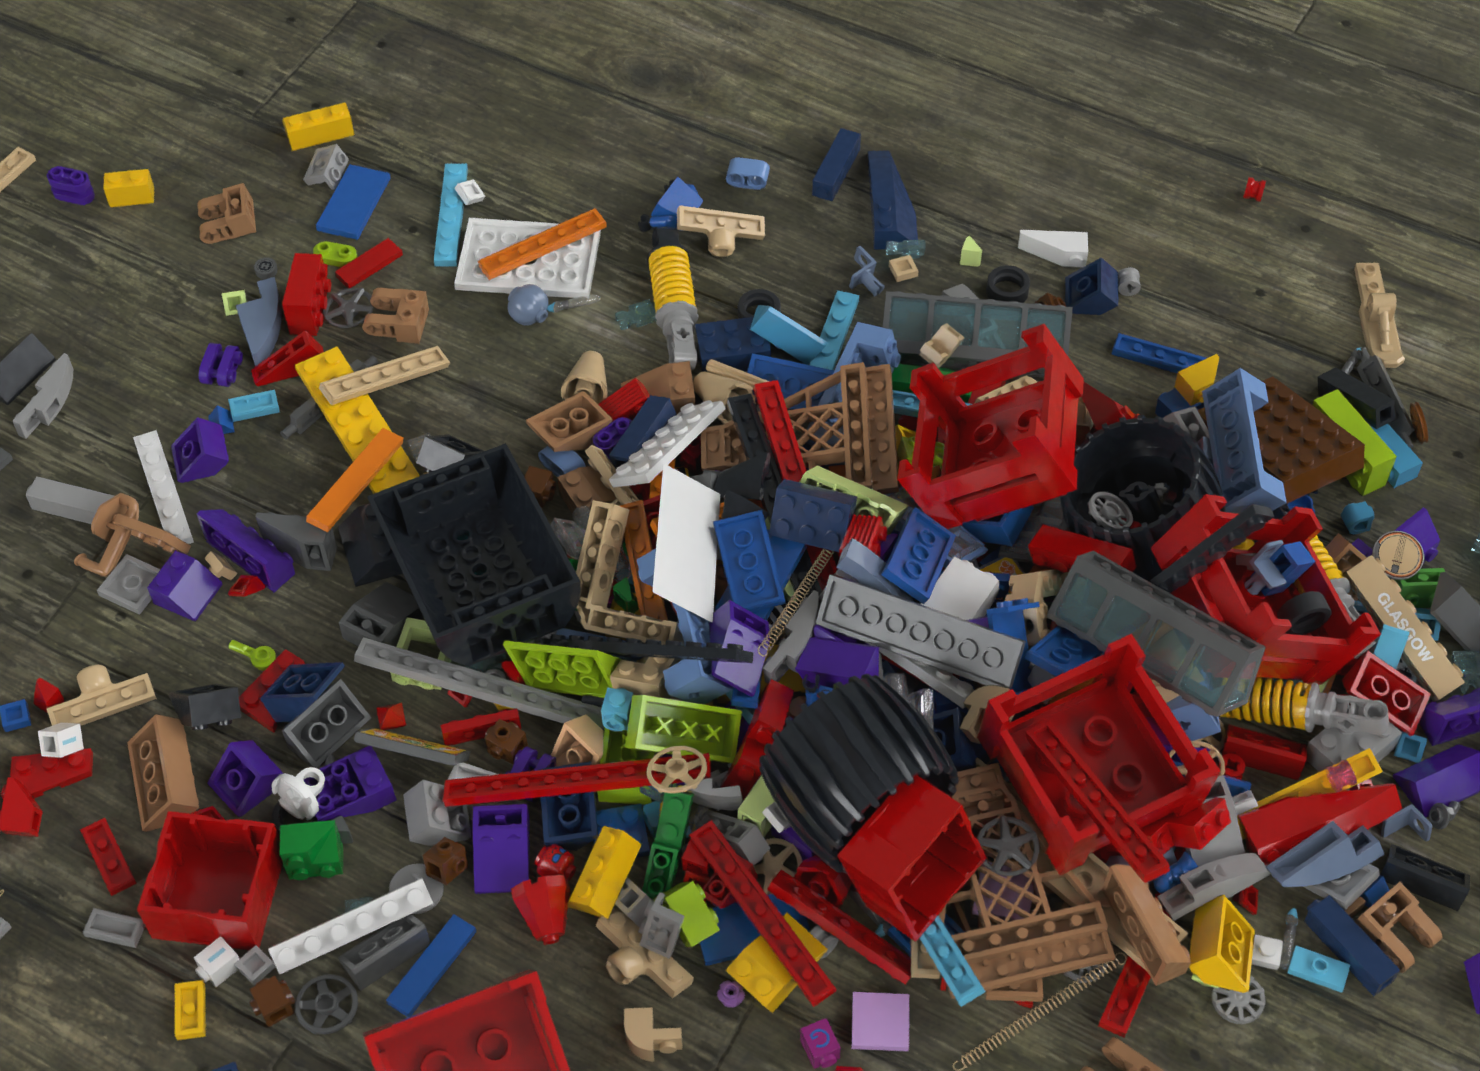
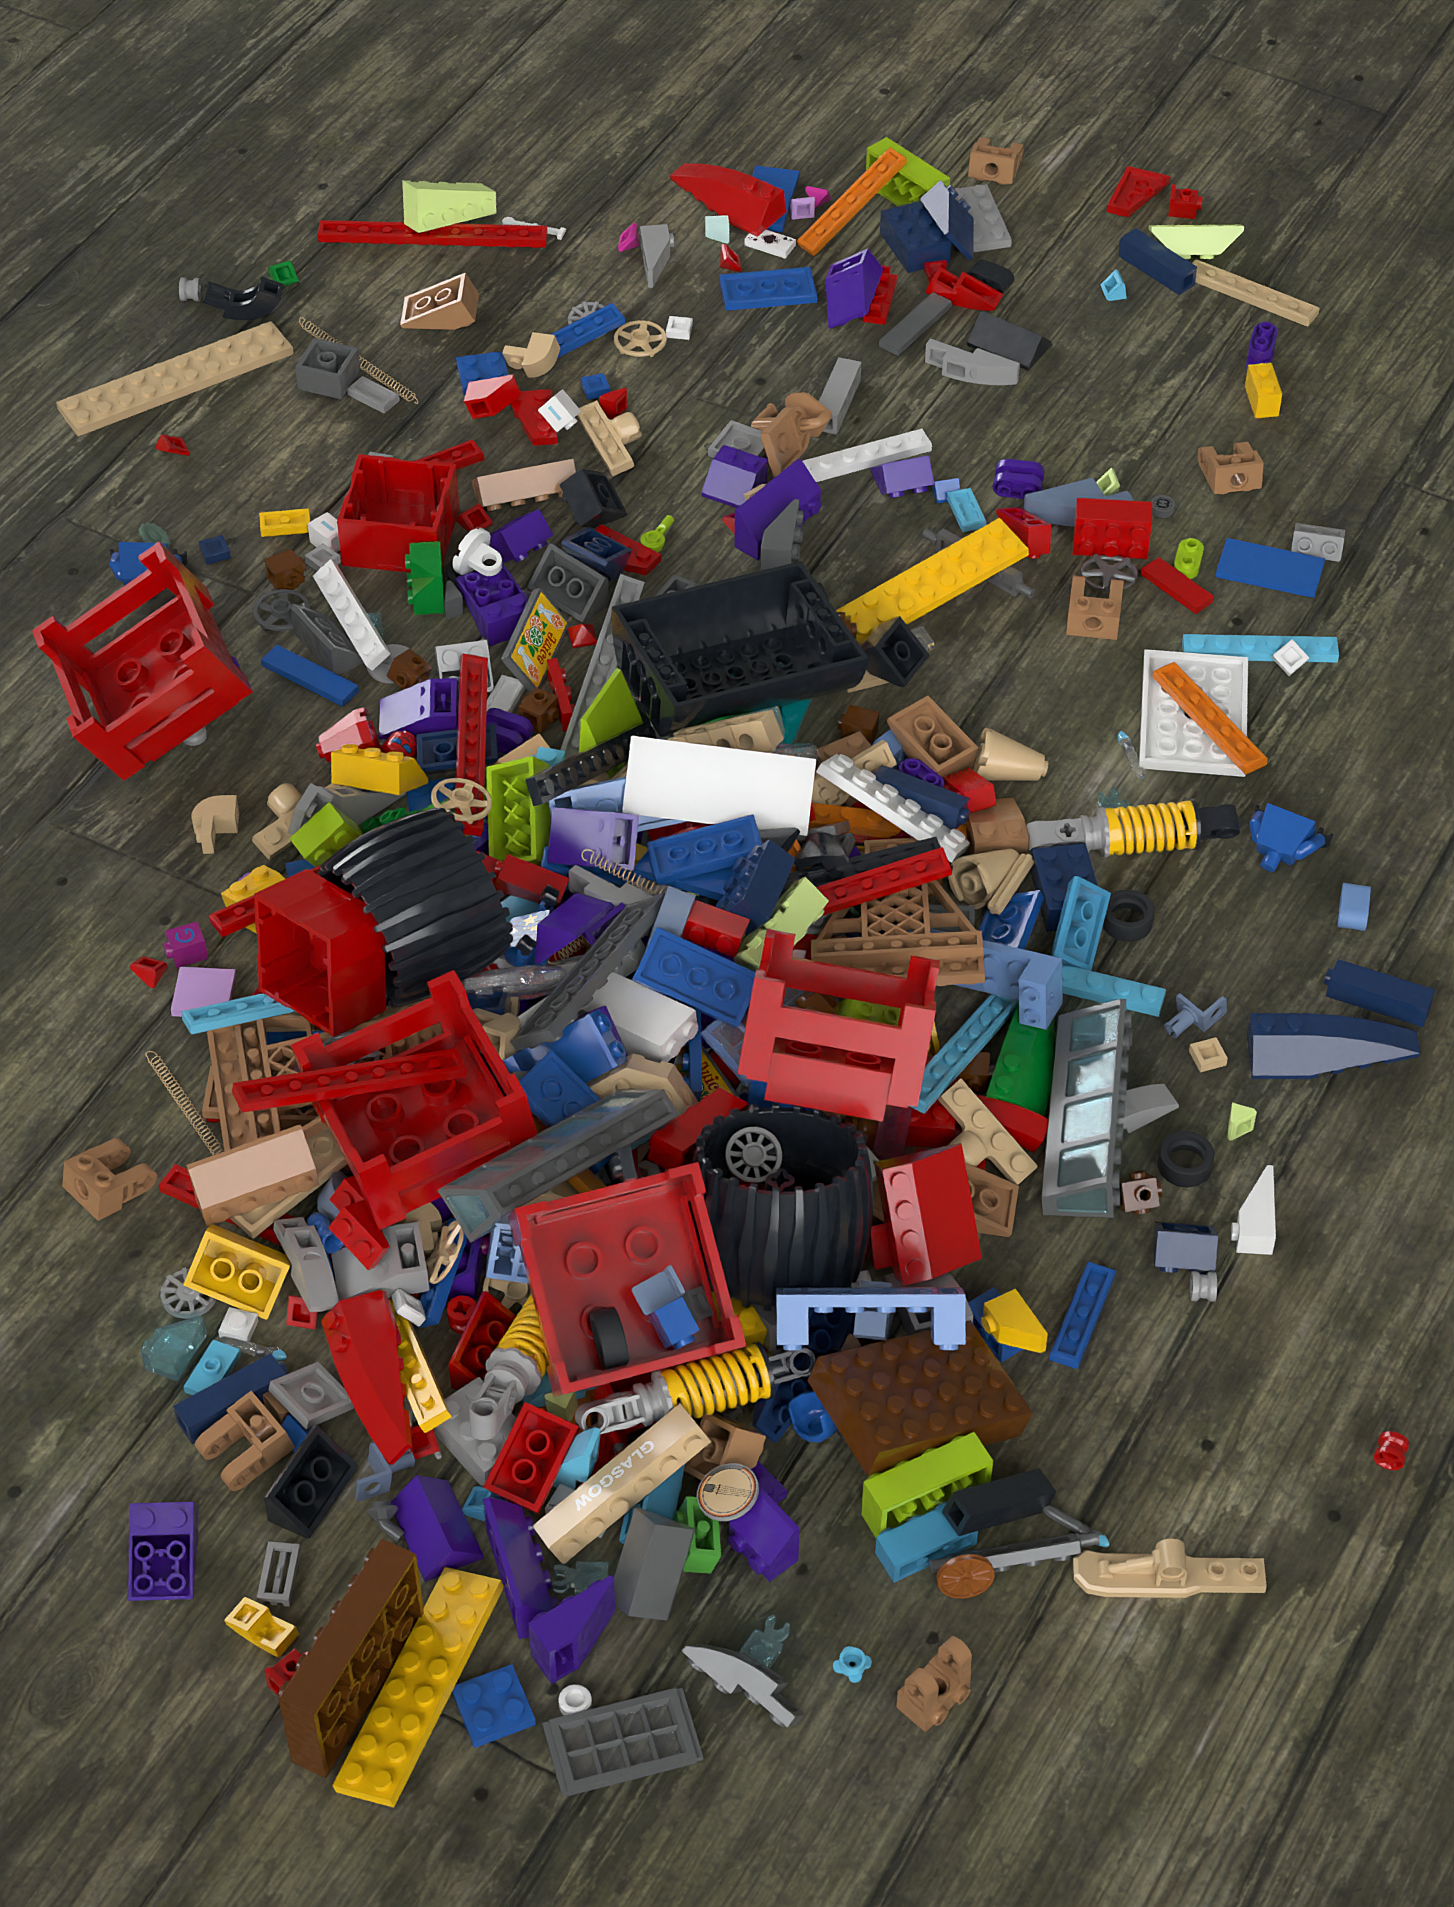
camera: 90 degrees right, 5 degrees down
(318, 126) = (1384, 528): yellow slope -> none
(354, 480) = (845, 569): orange tile -> none
(384, 375) = (997, 593): tan tile -> none
(528, 304) = (1119, 712): sand blue plant -> none
(720, 227) = (1250, 874): tan plate -> none
(907, 247) = (1239, 1061): clear light blue plate -> none
(941, 345) = (1050, 1059): tan brick -> none
(1305, 999) = (173, 1347): none -> clear light blue slope
(1326, 856) = (323, 1366): sand blue slope -> none
(1341, 775) = (413, 1377): clear pink wheel -> none
(1358, 517) = (816, 1492): dark azure plate -> none

